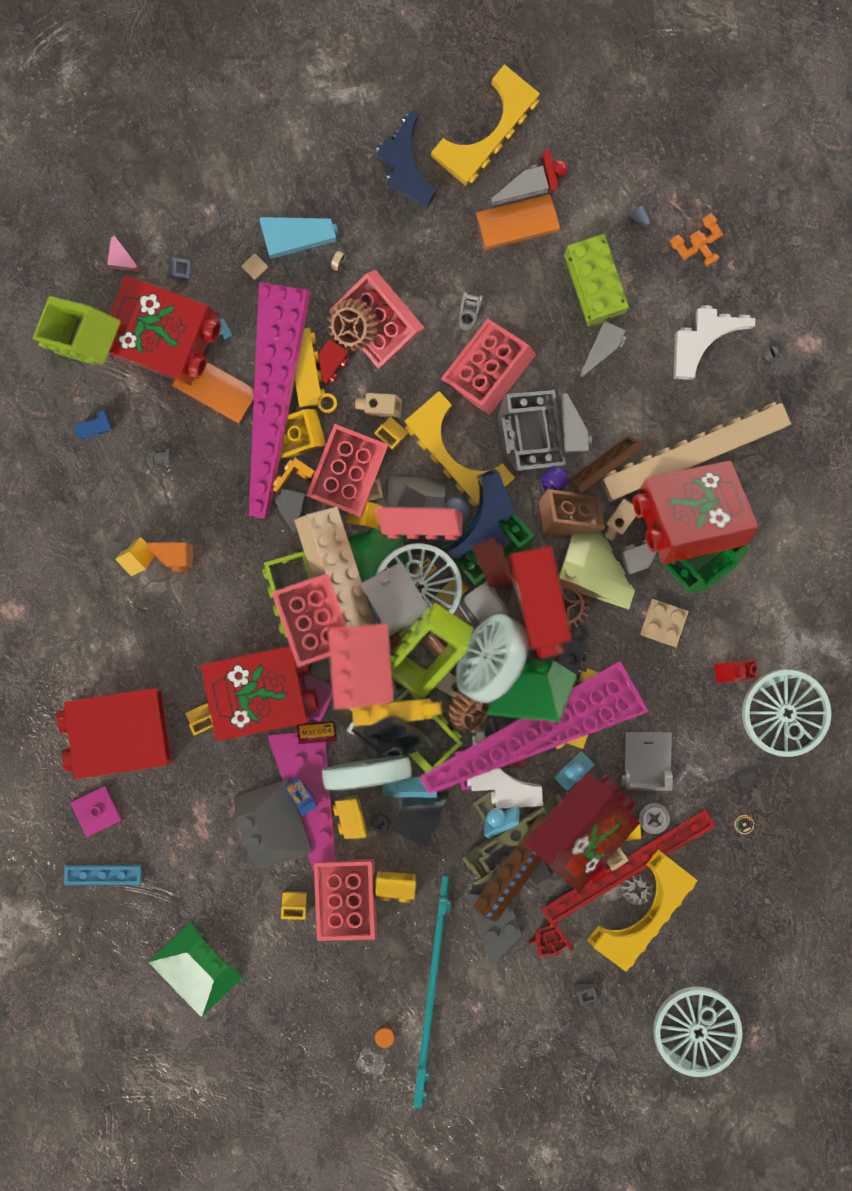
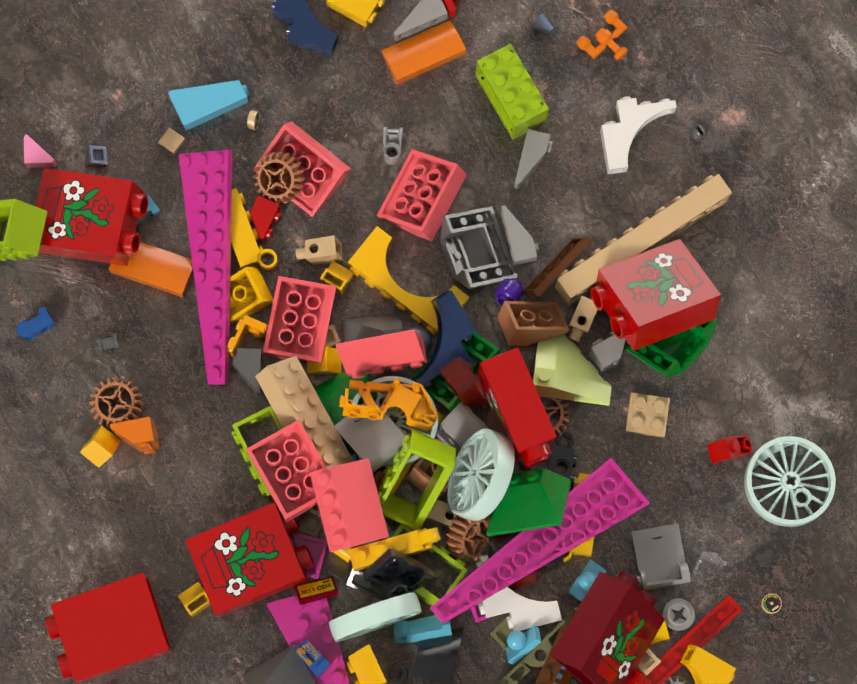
camera: 10 degrees left, 10 degrees down
(161, 509) = (99, 397): none -> nougat gear
(436, 570) = (409, 398): none -> light orange piece

